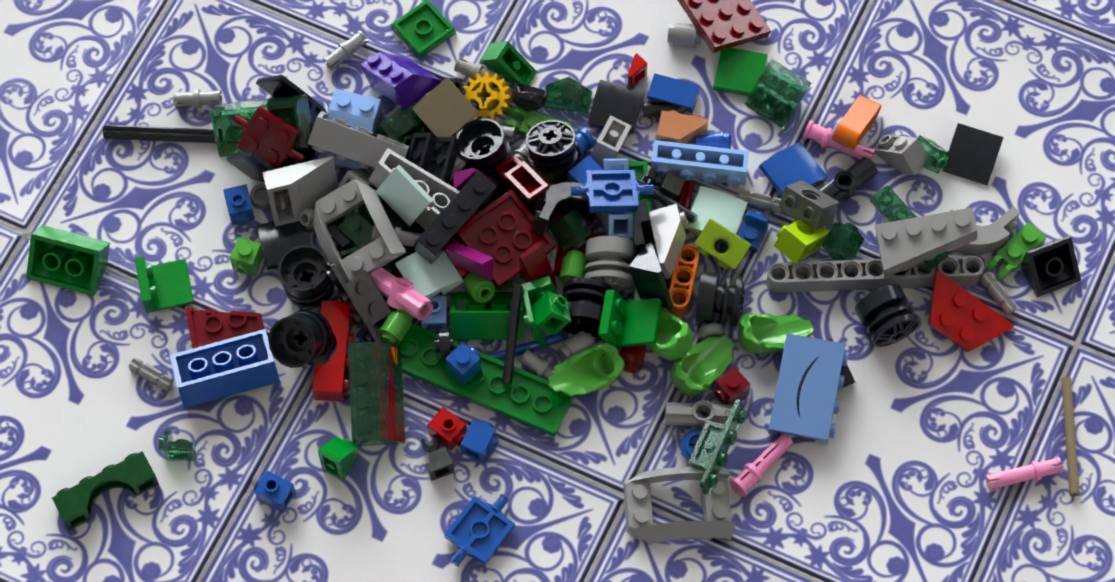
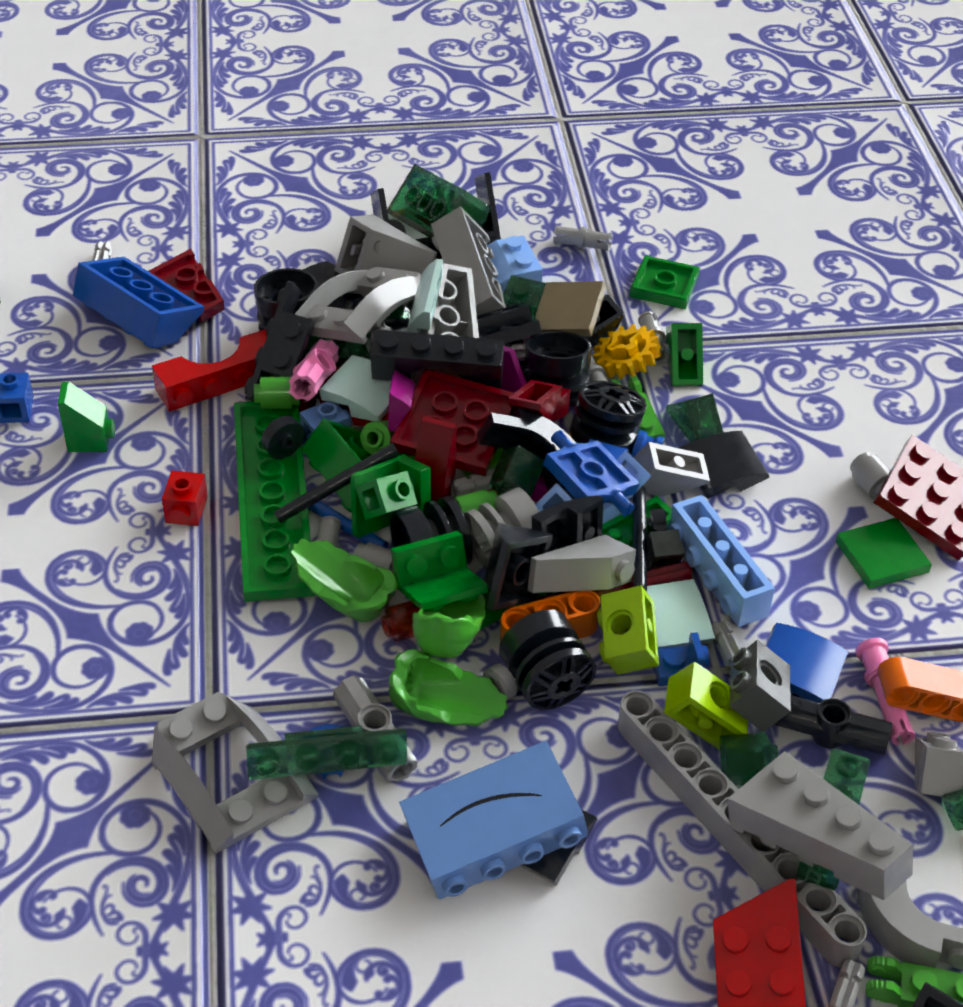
camera: 55 degrees right, 20 degrees down
(67, 259) = (187, 160): green slope -> none
(159, 133) = (371, 161): black axle -> none
(163, 284) = (201, 225): green bracket -> none
(179, 450) = (21, 305): clear green bracket -> none
(197, 98) = (433, 165): light grey pin -> none
(239, 204) = (331, 236): blue brick -> none
(246, 256) = (279, 256): bright green brick -> none
(268, 138) = (420, 206): dark red plate -> none
(300, 338) = (205, 325): black wheel -> none
(376, 394) = (183, 415): clear green slope -> none
(398, 78) = (578, 263): dark purple slope -> none
(440, 461) = (137, 510): pearl dark grey piece -> none
(464, 363) = (270, 463): blue brick -> none
(479, 440) = (188, 531): blue brick -> none
(479, 530) = (66, 585): blue plate -> none
(528, 97) = (660, 383): black hair -> none
(637, 70) = (783, 455): red slope -> none
(654, 109) = (749, 492): black pin -> none
(674, 91) = (790, 499): blue hinge -> none
(680, 127) = (751, 525): nougat slope -> none
(716, 139) = (772, 567): blue cone -> none
(731, 387) = (435, 739): dark red brick -> none
(754, 471) = (331, 826): bright pink pin -> none
(768, 332) = (536, 718): bright green hair -> none
(777, 93) = (888, 592): clear green slope -> none
(887, 315) = (678, 858): black wheel -> none

